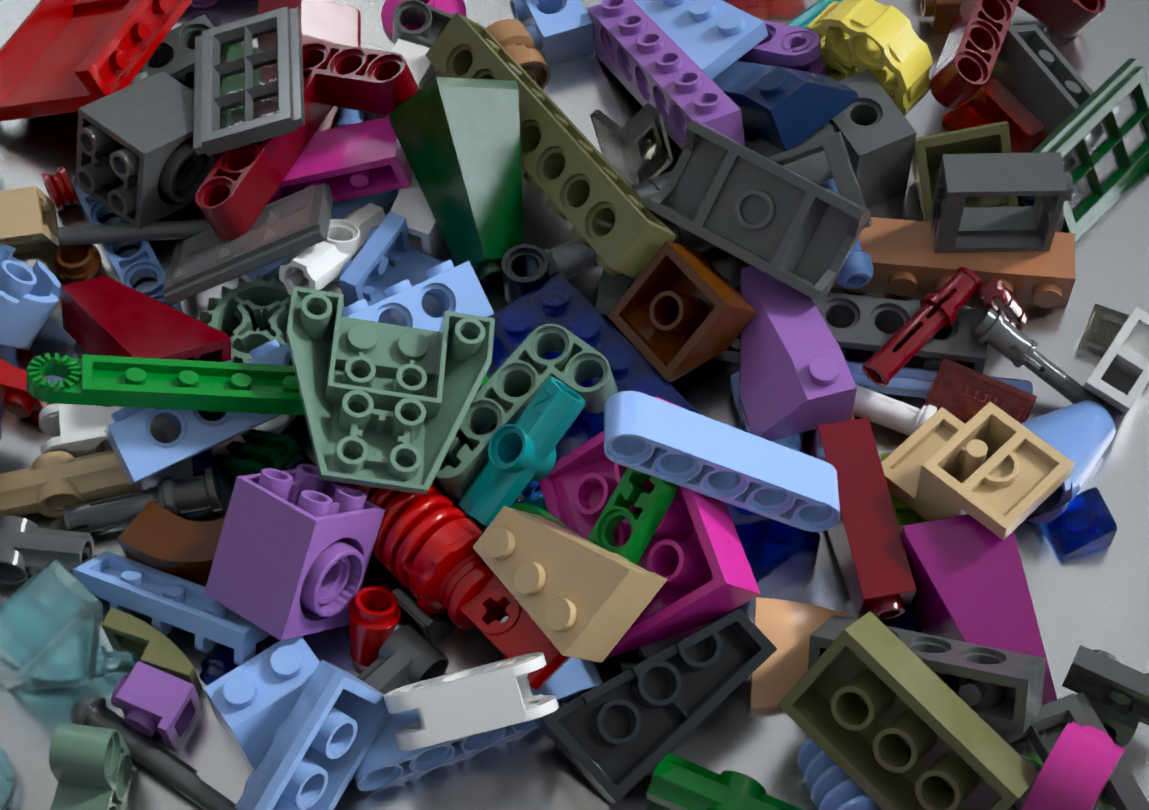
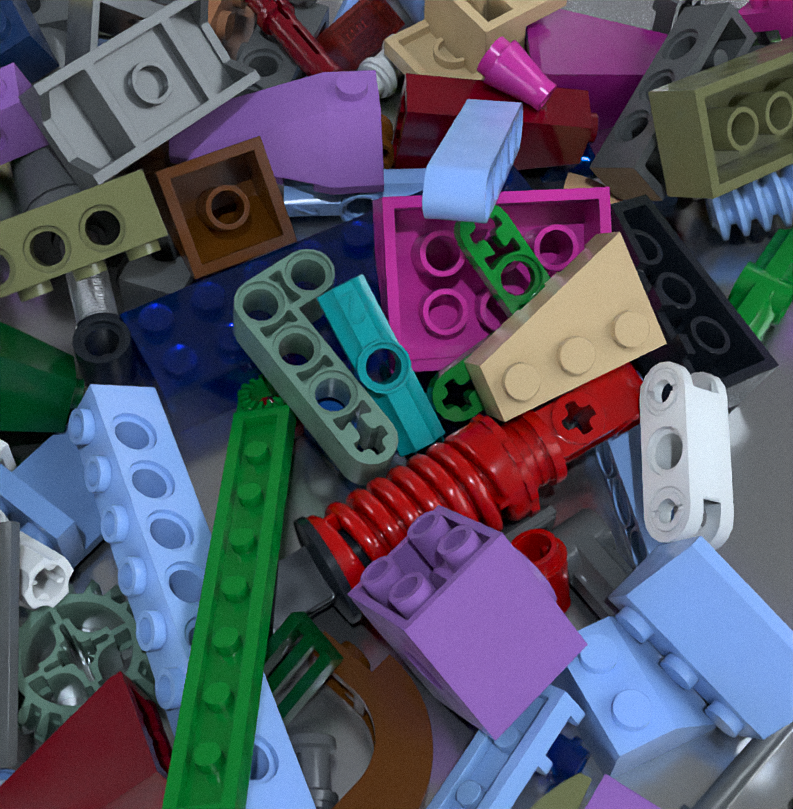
camera: 85 degrees left, 0 degrees up
(383, 394) = (281, 471): sand green wedge -> none
(889, 506) = (515, 73): none -> dark pink cone

